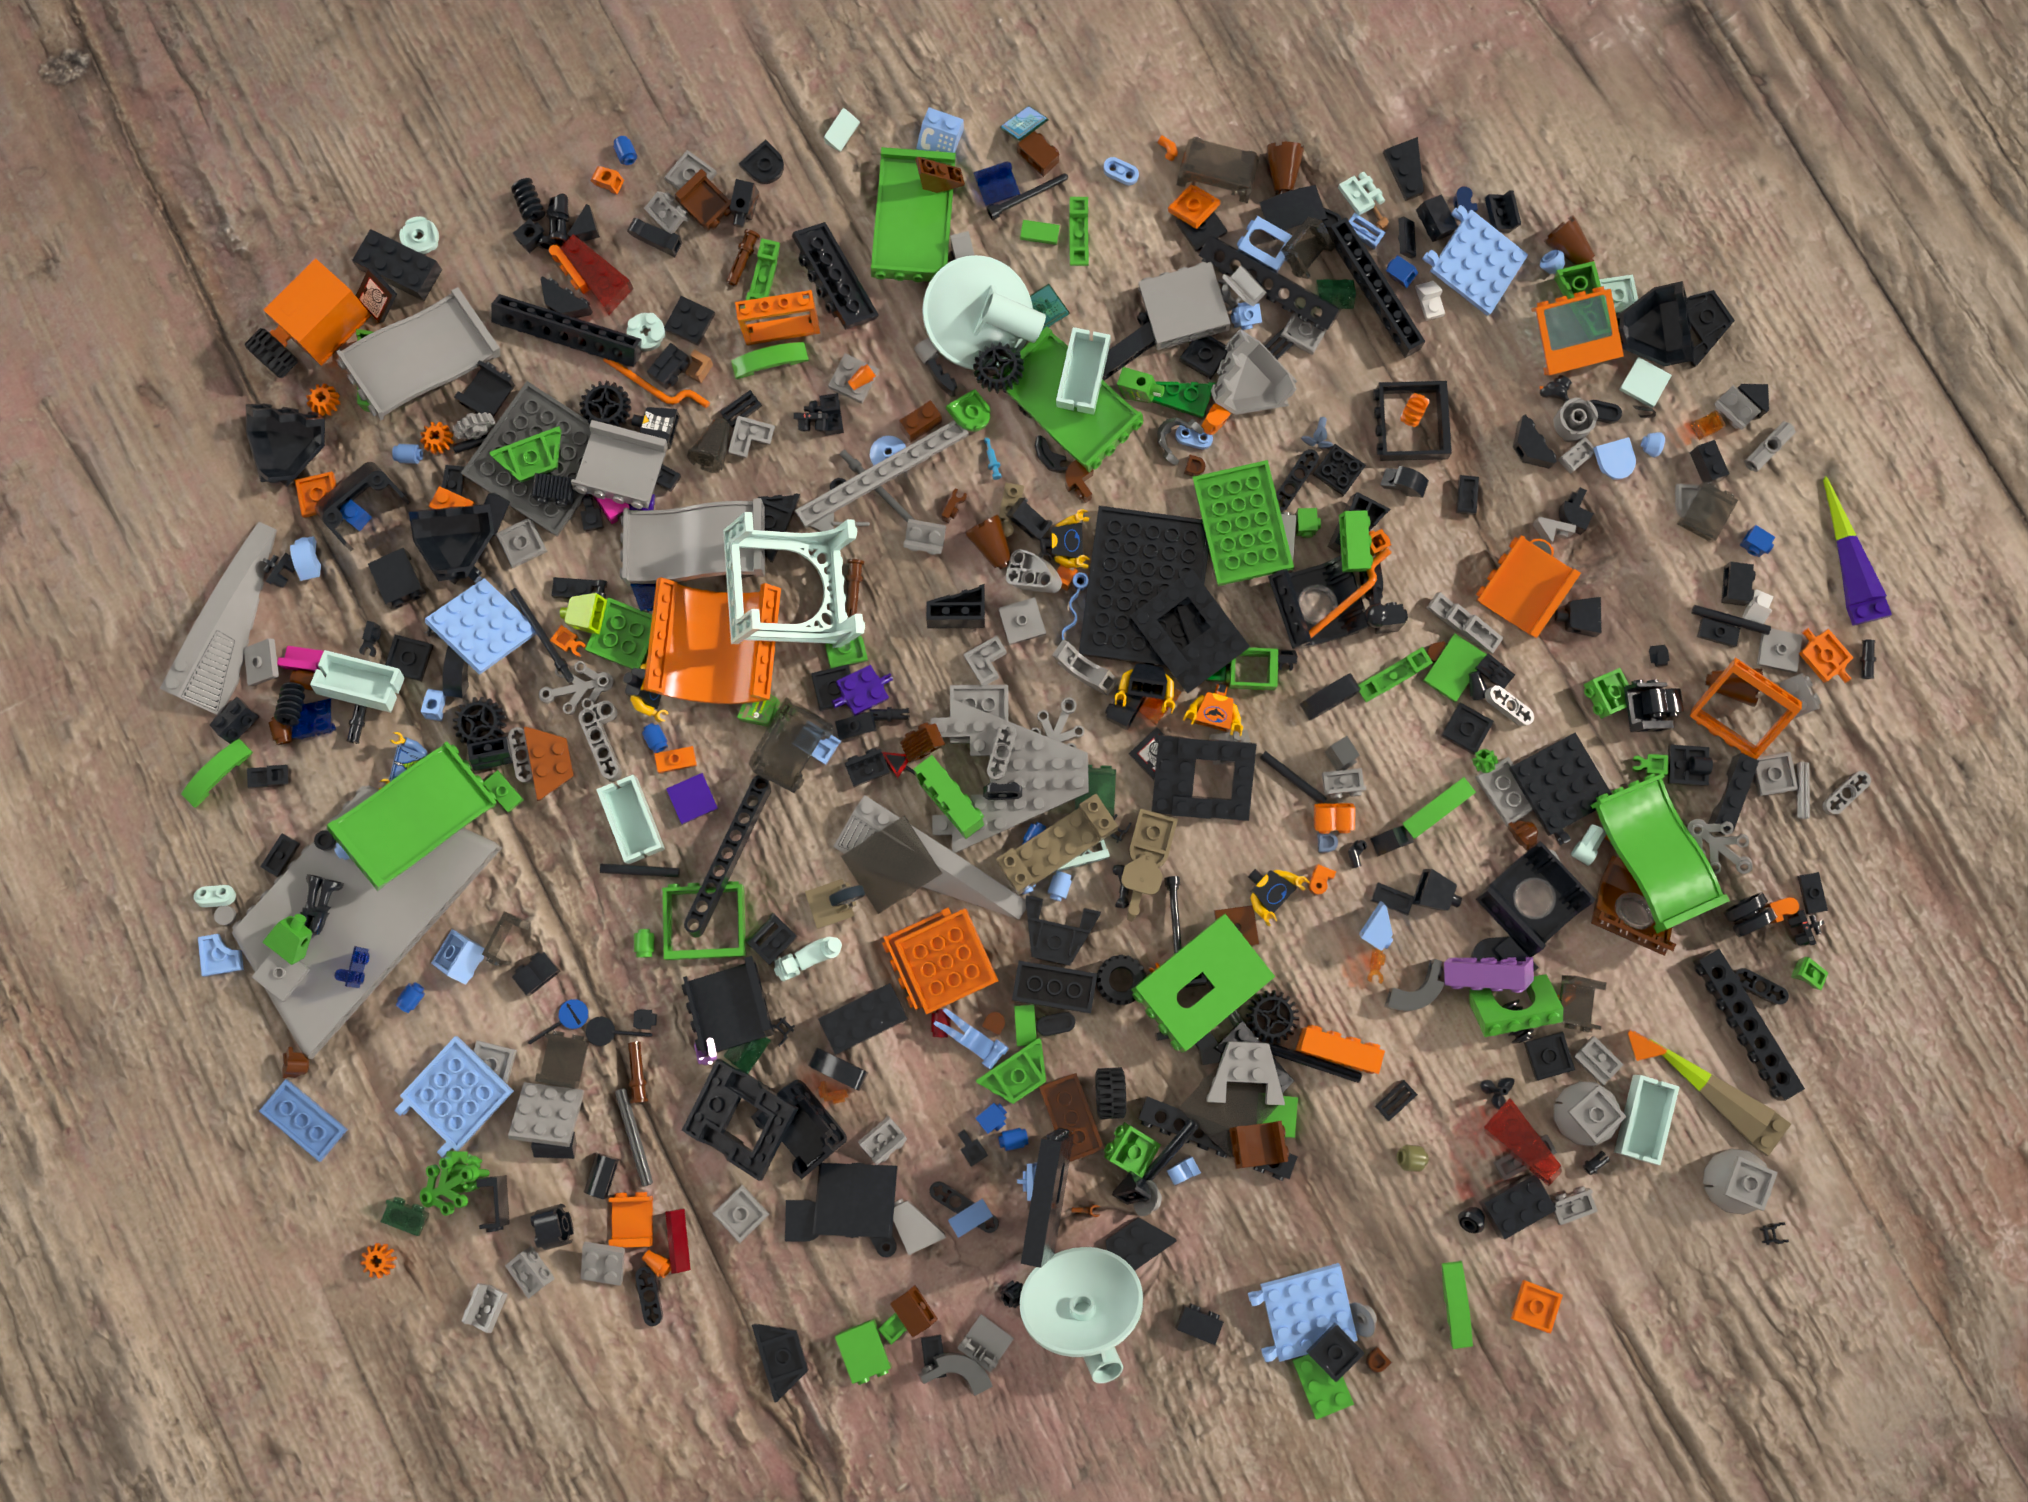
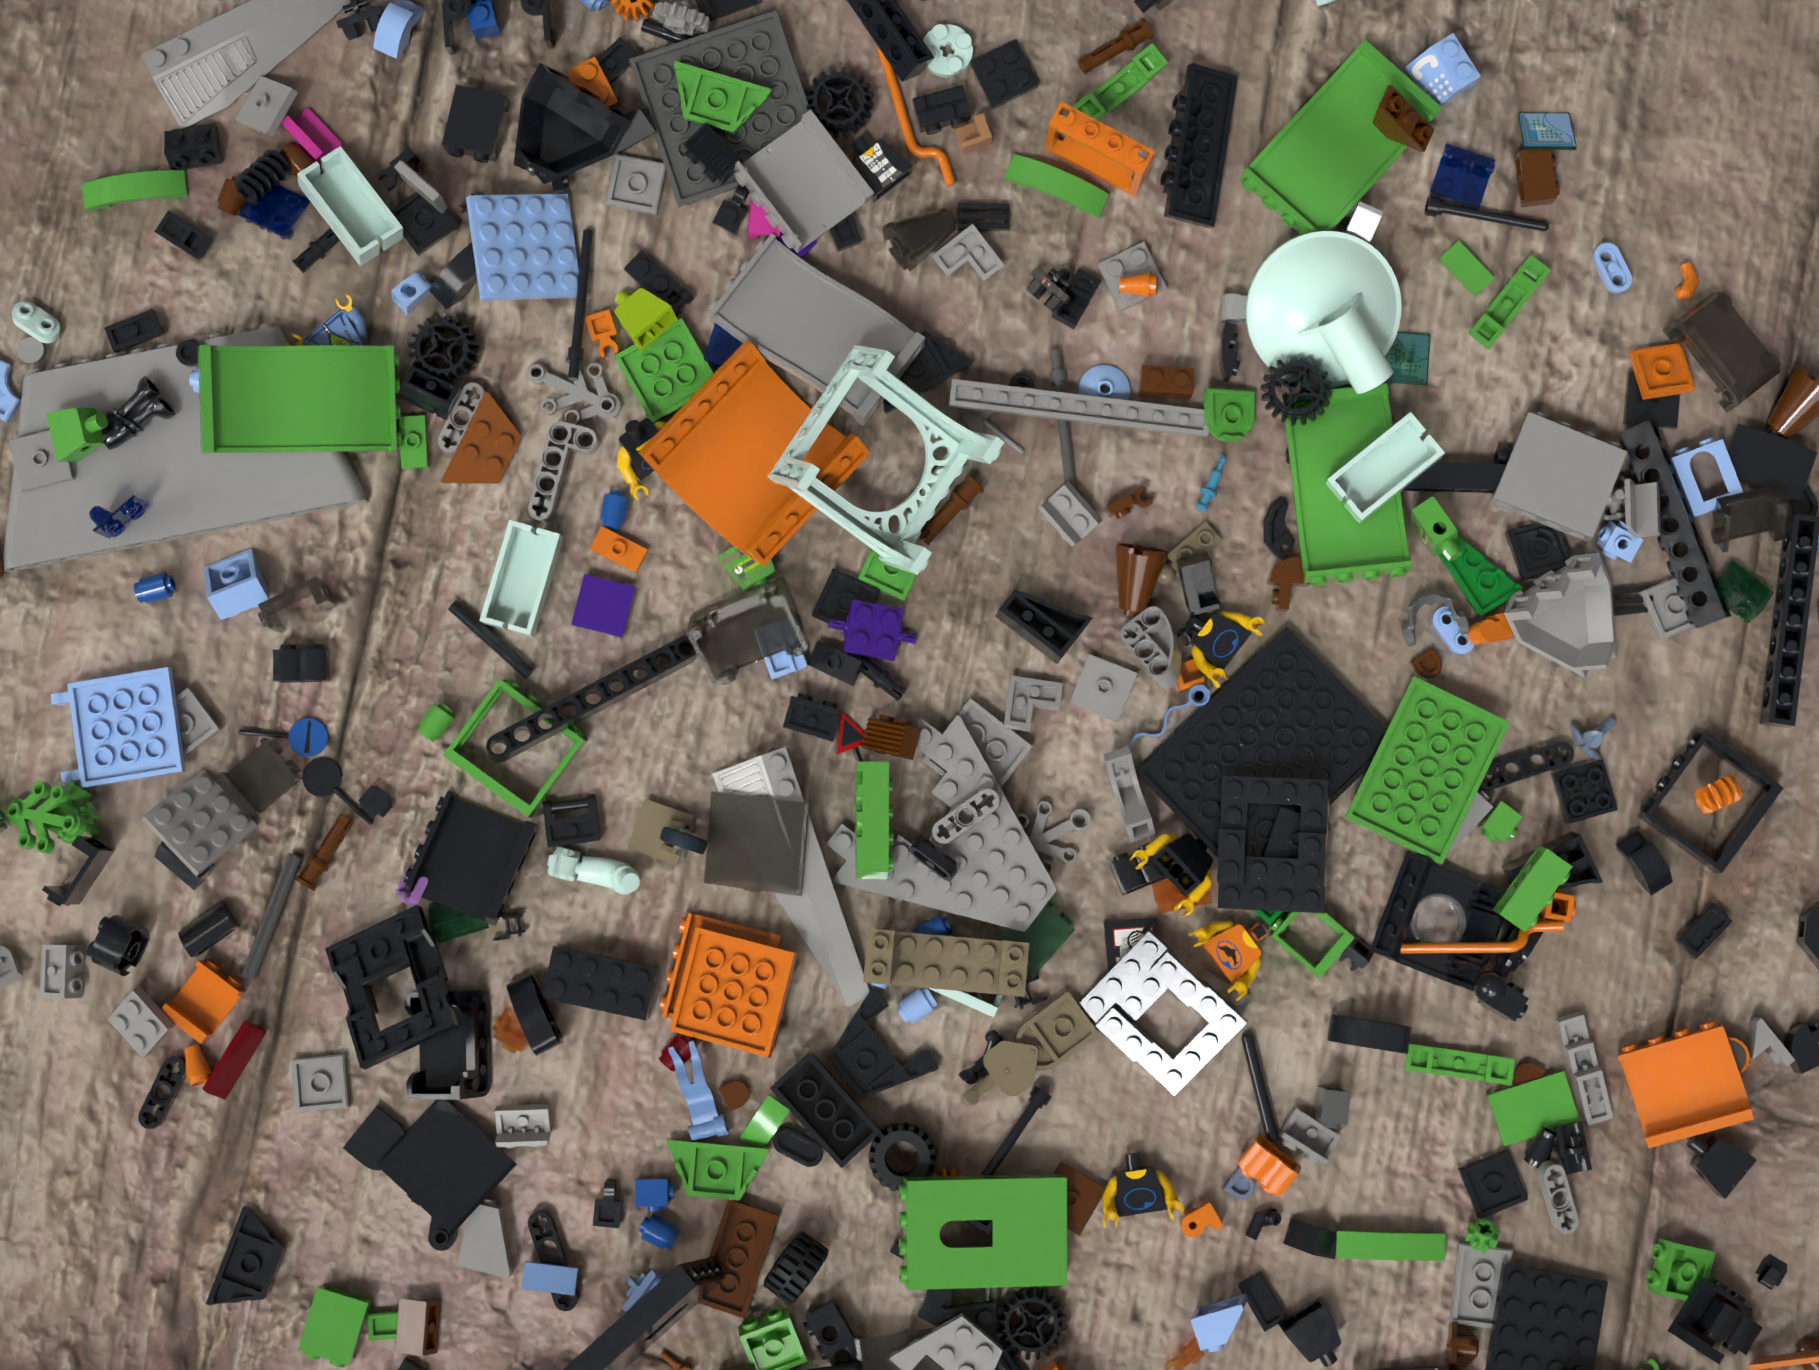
camera: 45 degrees right, 5 degrees up
(392, 636) = (421, 186): none -> light grey tile

